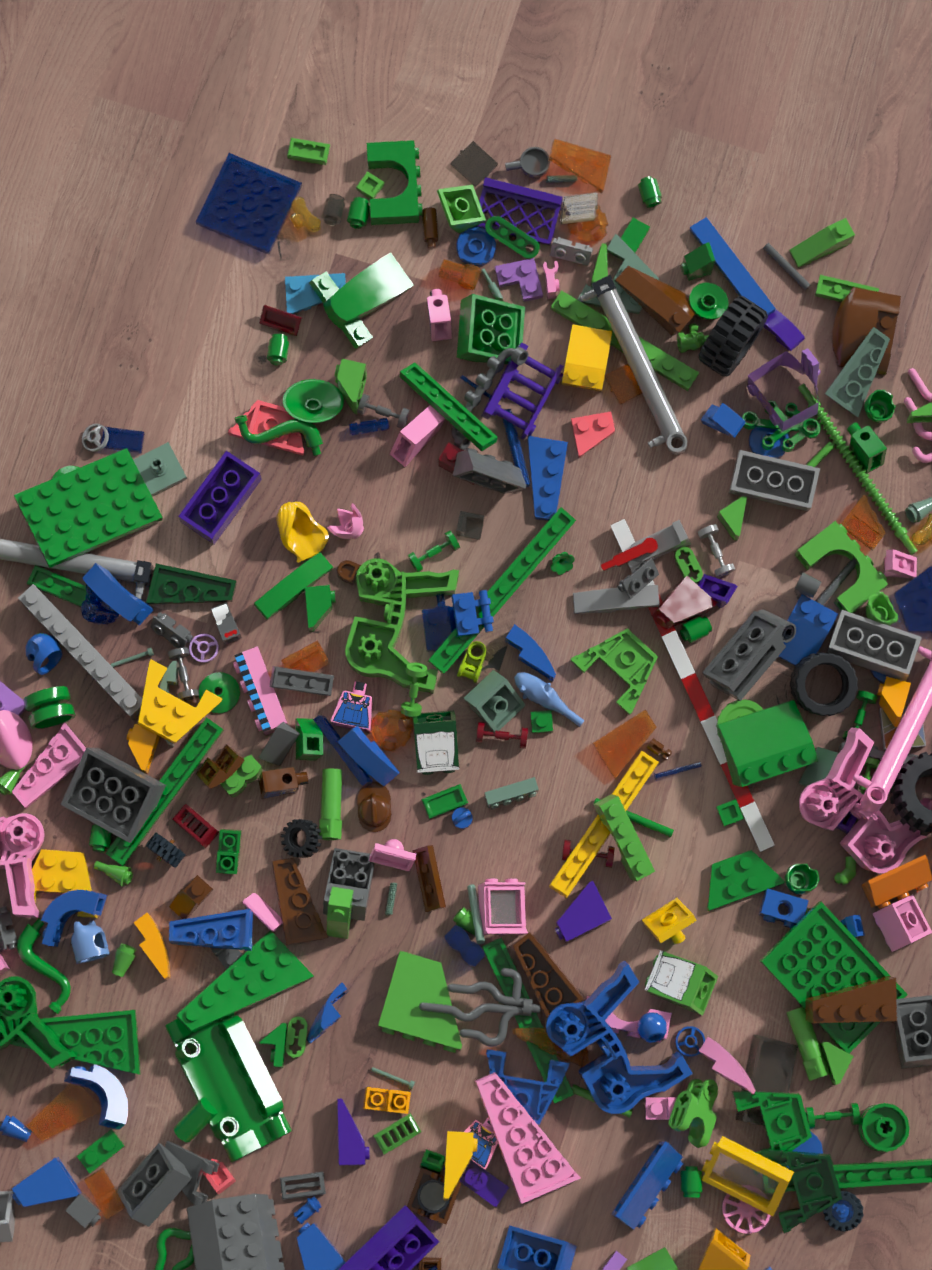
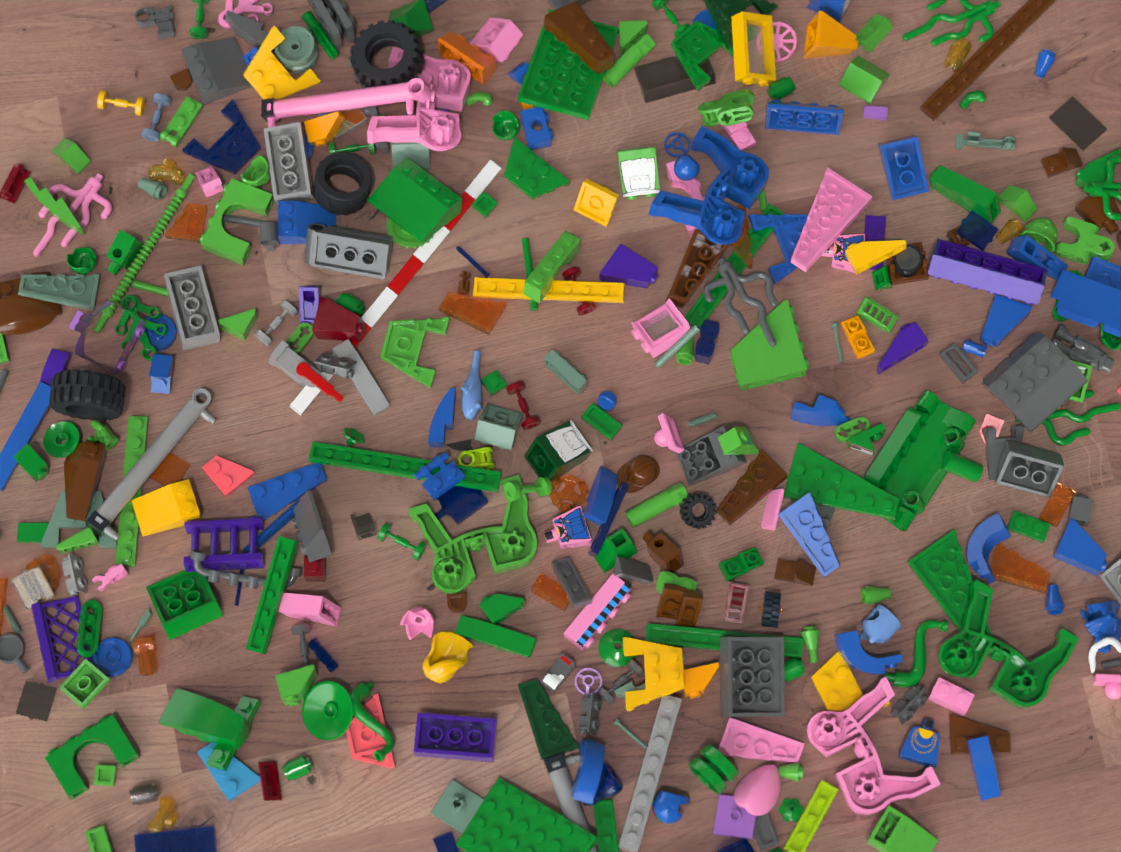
camera: 115 degrees left, 5 degrees down
(154, 944) = (849, 577): light orange slope -> none
(358, 212) = (136, 770): green brick -> none
(429, 878) = (670, 397): reddish brown plate -> none
(430, 226) = (116, 703): reddish brown cylinder -> none
(439, 316) = (199, 646): bright pink torso -> none
(525, 274) = (116, 604): medium lavender plate -> none
(726, 1065) = (680, 104): bright pink slope -> none

